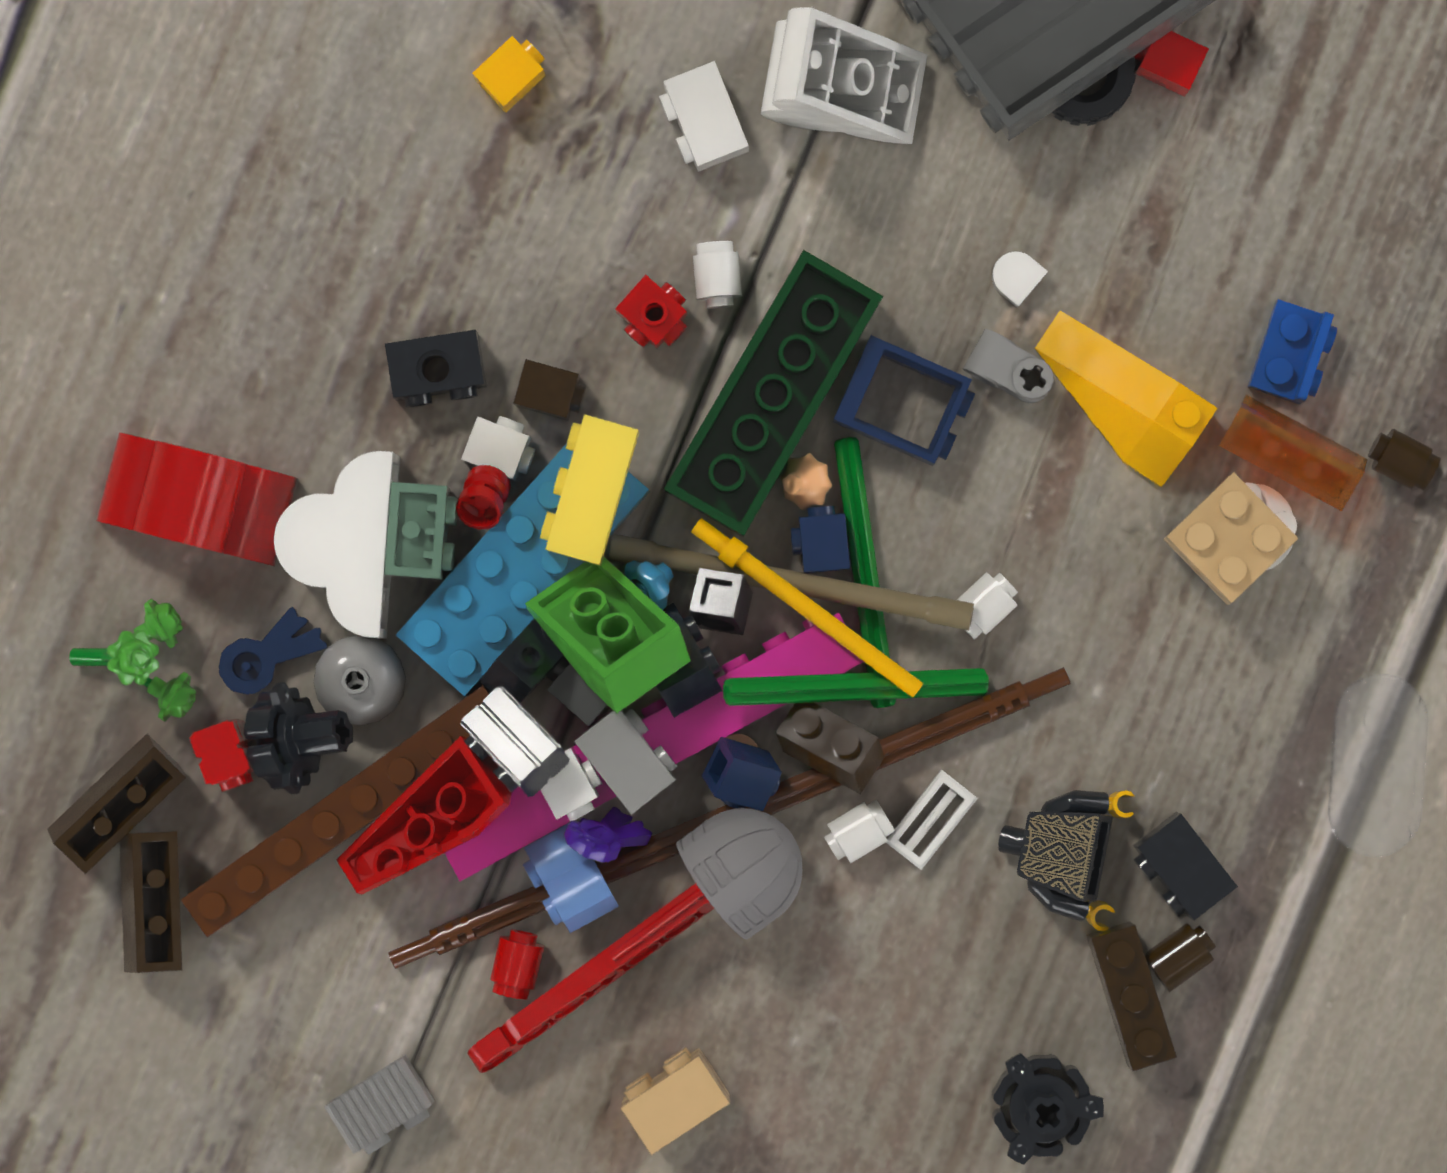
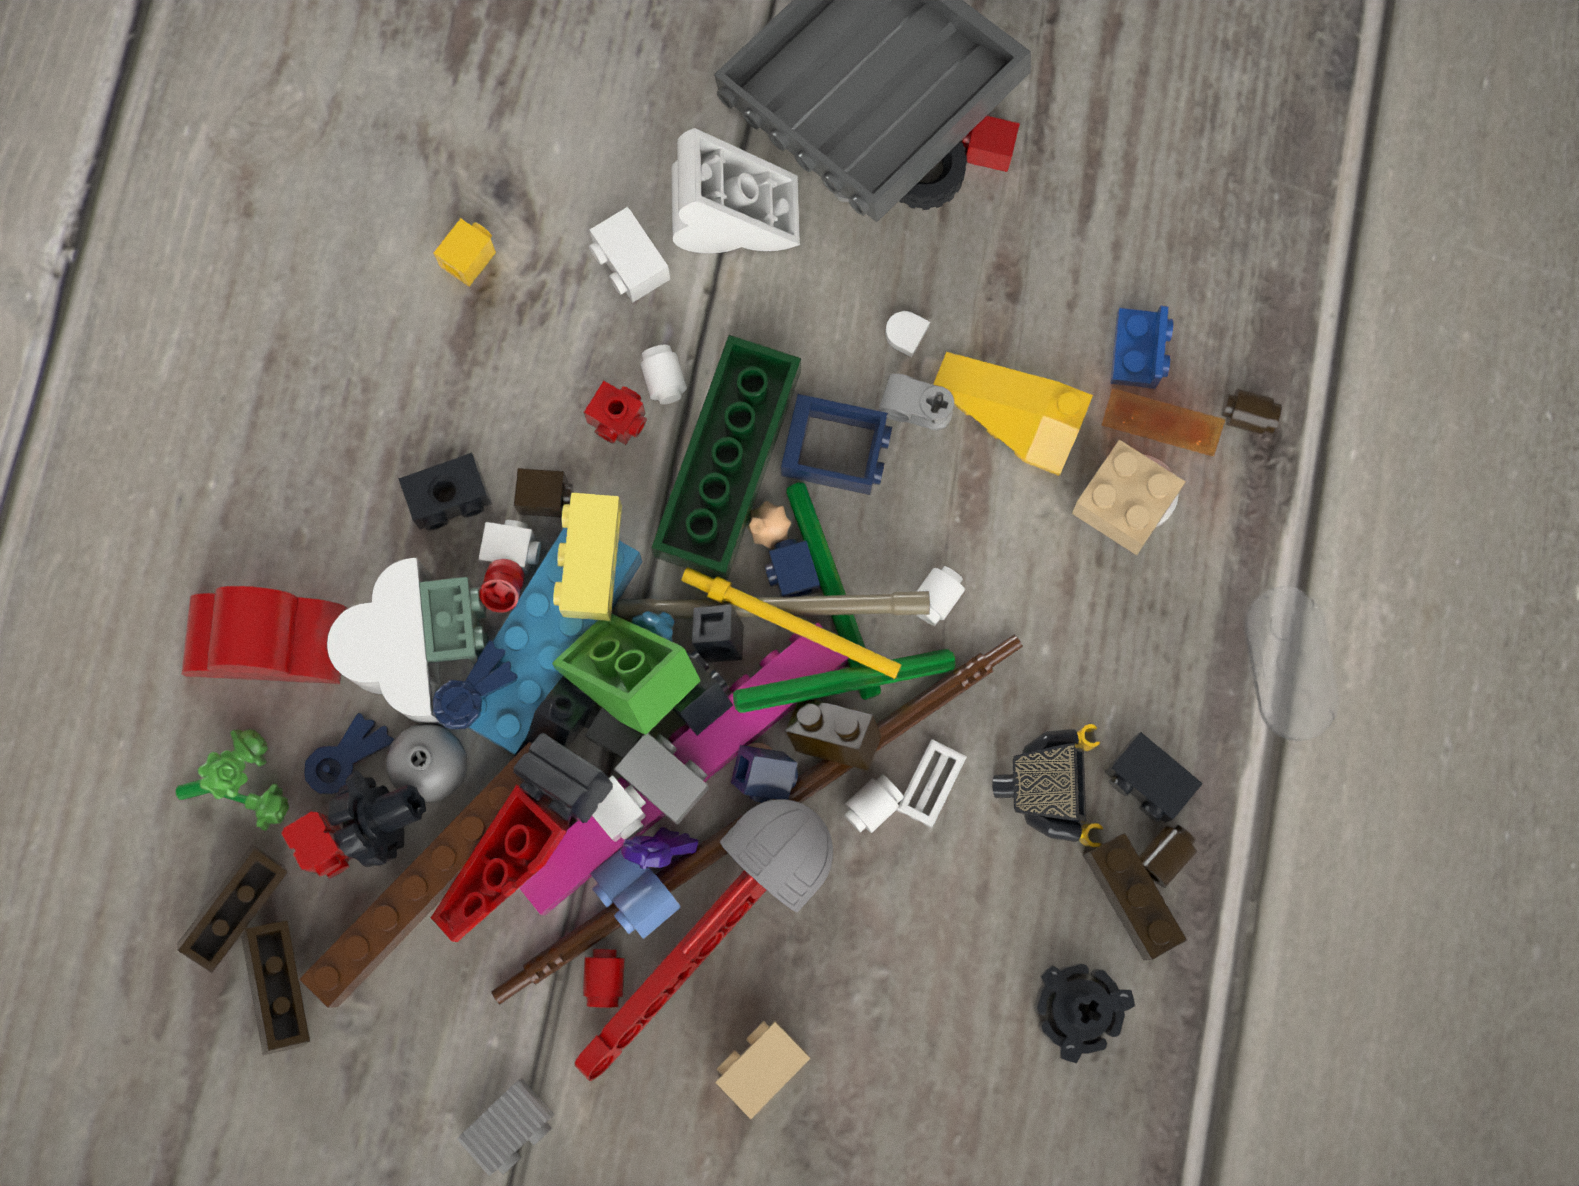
camera: 15 degrees left, 10 degrees down
(413, 628) = (460, 702): none -> dark blue piece

